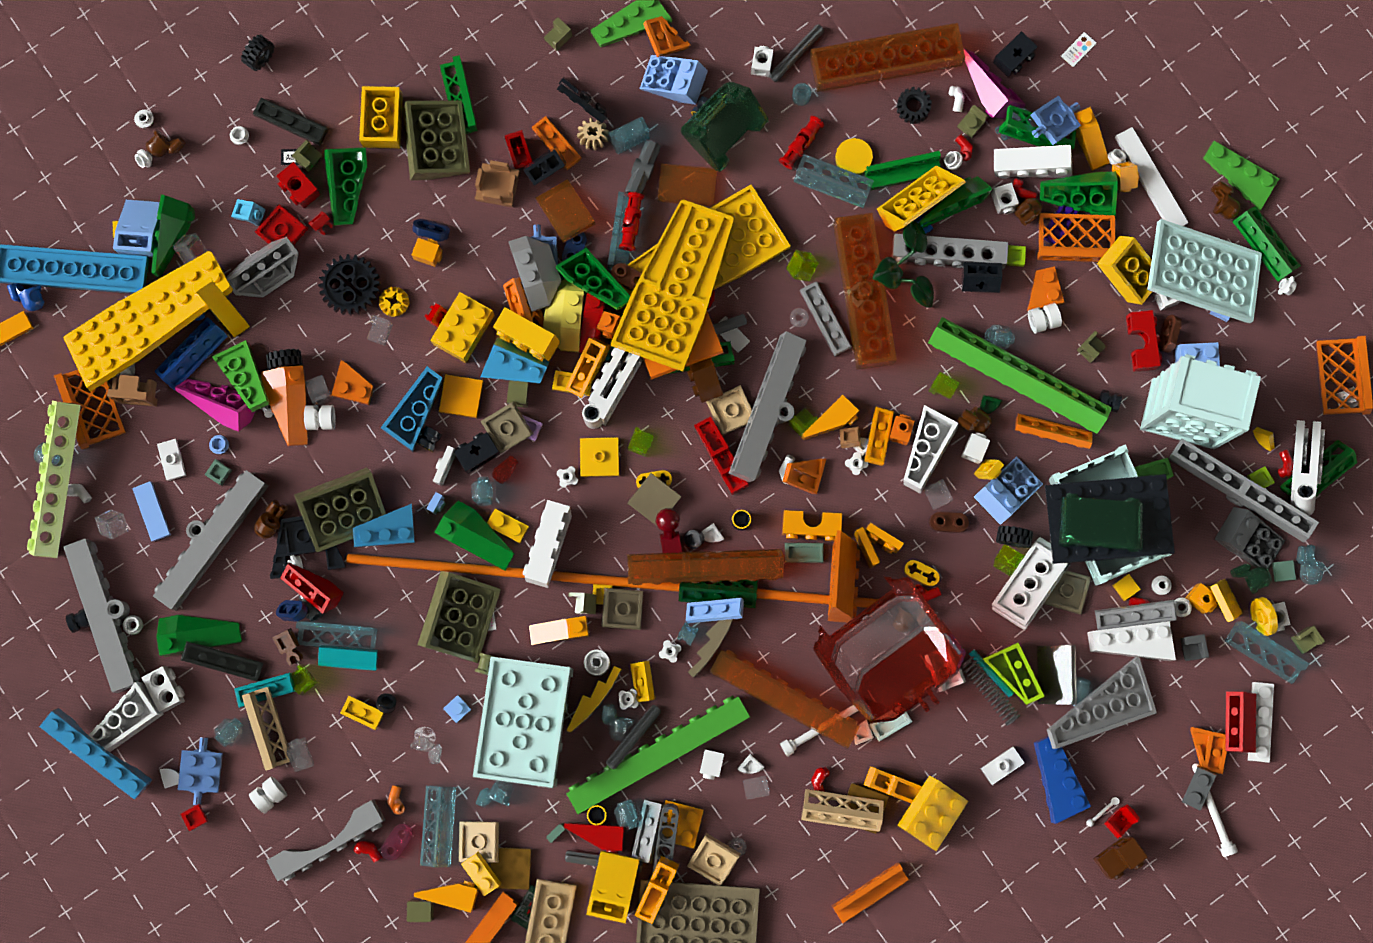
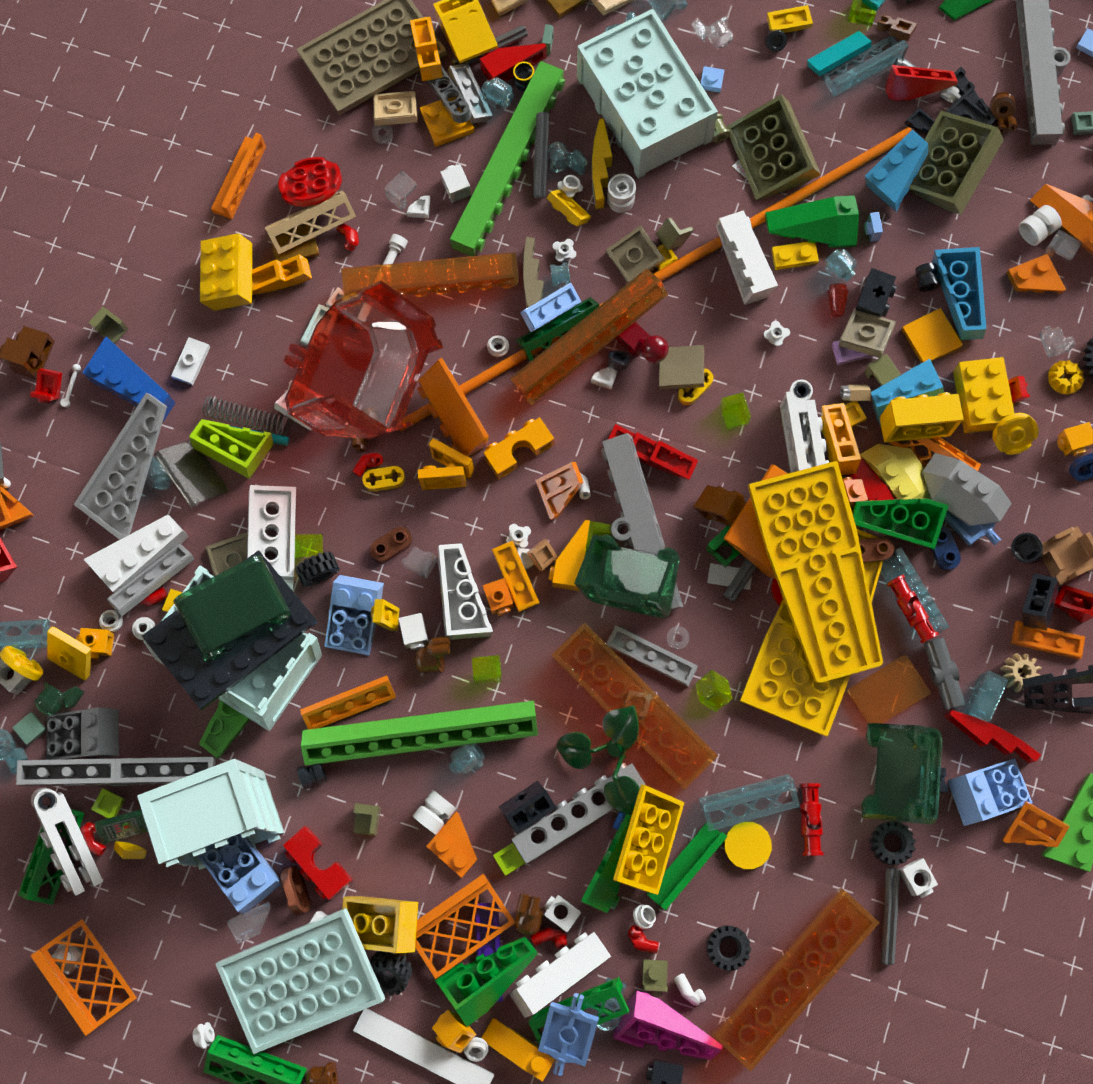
camera: 145 degrees right, 5 degrees down
(292, 610) = (919, 52): dark blue plate -> none
(443, 466) = (894, 262): white plate -> none
(465, 285) = (1015, 433): none -> yellow tile
(523, 205) = (1027, 548): none -> black wheel
(548, 393) = (855, 392): none -> tan piece
(559, 630) = (674, 199): slope -> none
(565, 211) = (983, 575): clear orange tile -> none
(599, 457) = (762, 372): yellow plate -> none
(647, 112) = (984, 732): none -> red slope
(730, 410) = (674, 502): tan tile -> none
(741, 520) = (588, 401): black wheel -> none
(769, 85) = (882, 853): none -> black tyre
(775, 608) = (498, 340): none -> white plate
(801, 98) = (846, 872): clear light blue wheel -> none
(804, 553) = (507, 420): sand green tile -> none
(805, 374) = (628, 577): none -> clear green windscreen
(820, 843) = (310, 182): none -> red tile
(989, 404) = (430, 686): dark green tile -> none
(1045, 837) = (108, 325): none -> olive panel
(1144, 235) = (399, 970): none -> black tyre
(1194, 647) = (75, 591): dark grey panel -> none
(1213, 334) = (249, 923): none -> clear tile
(1260, 457) = (121, 826): none -> clear green tile

